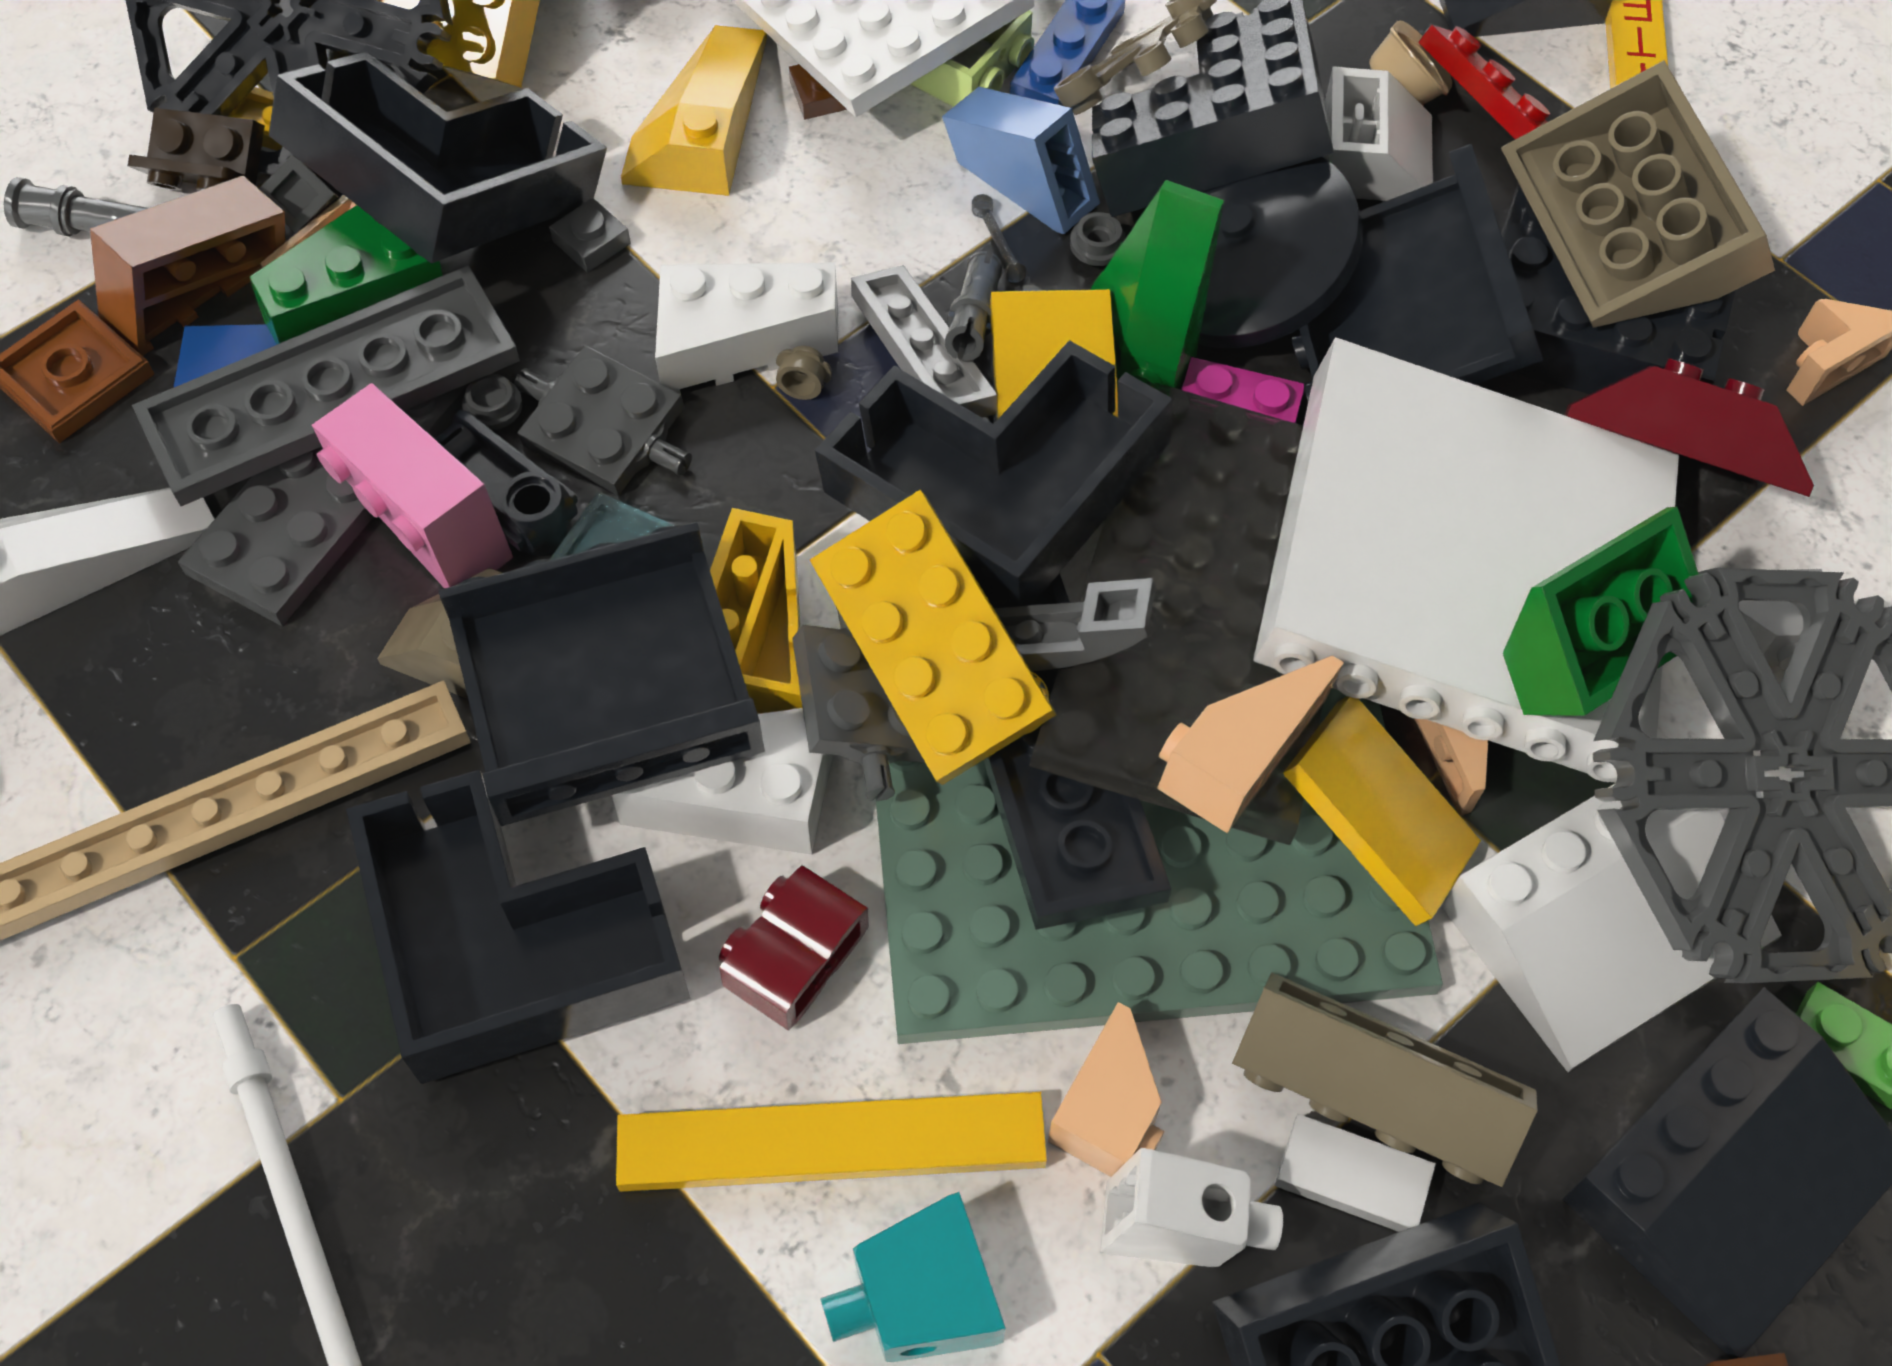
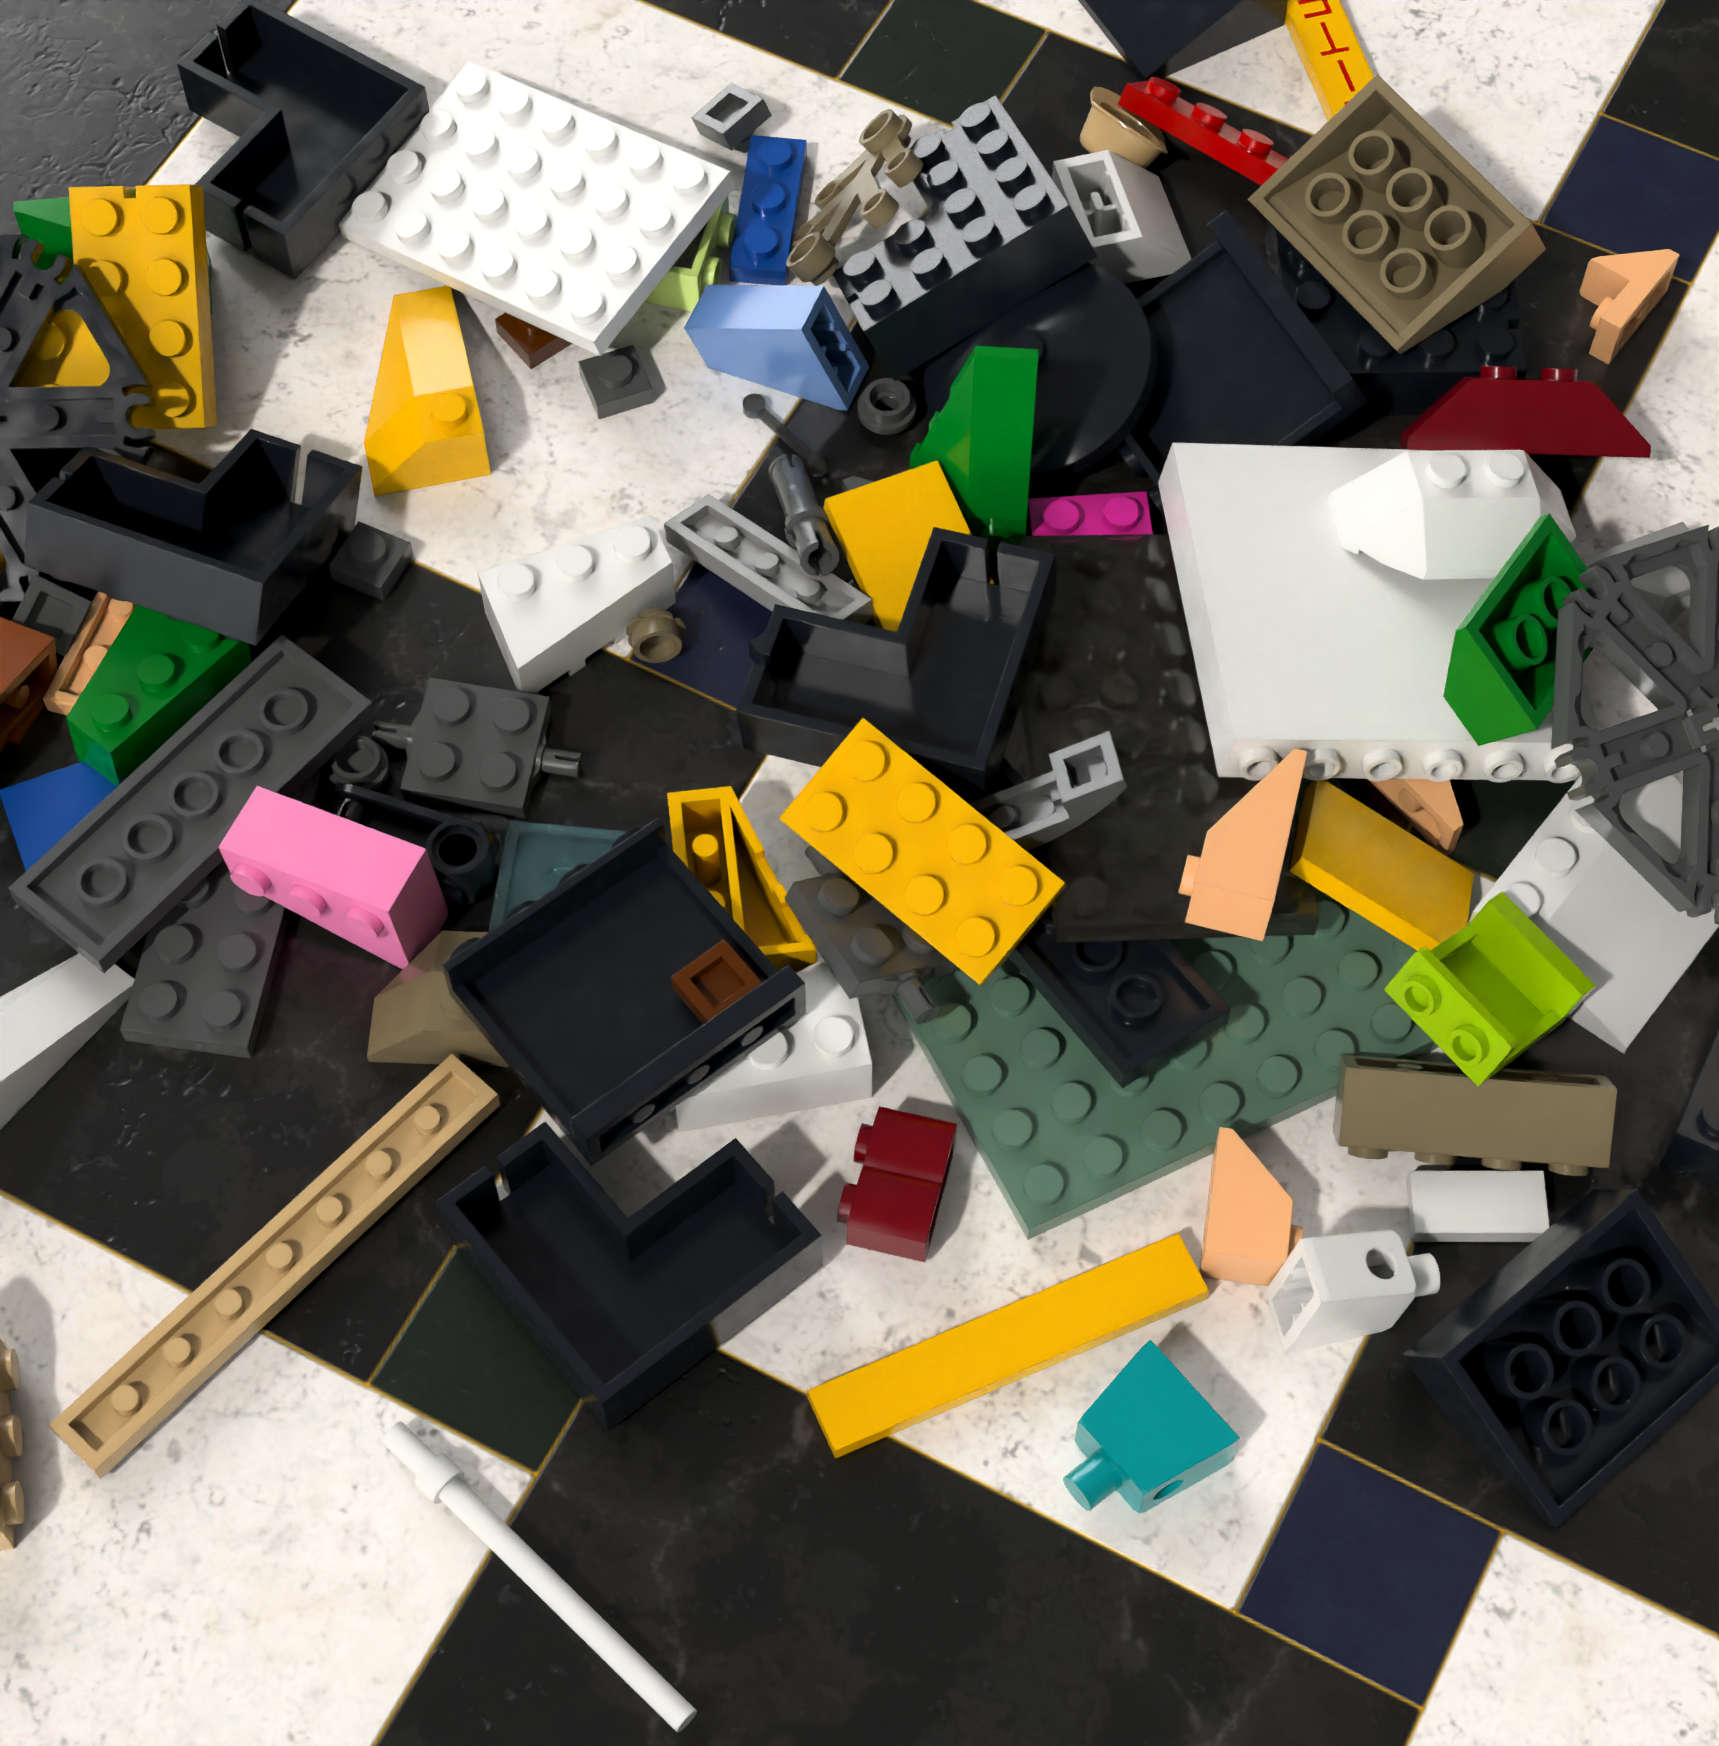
camera: 20 degrees left, 0 degrees up
(682, 689) = (714, 981): none -> reddish brown plate
(869, 150) = (616, 382): none -> dark grey plate
(1442, 962) = (1490, 989): none -> lime panel
(1580, 479) = (1446, 511): none -> white wedge

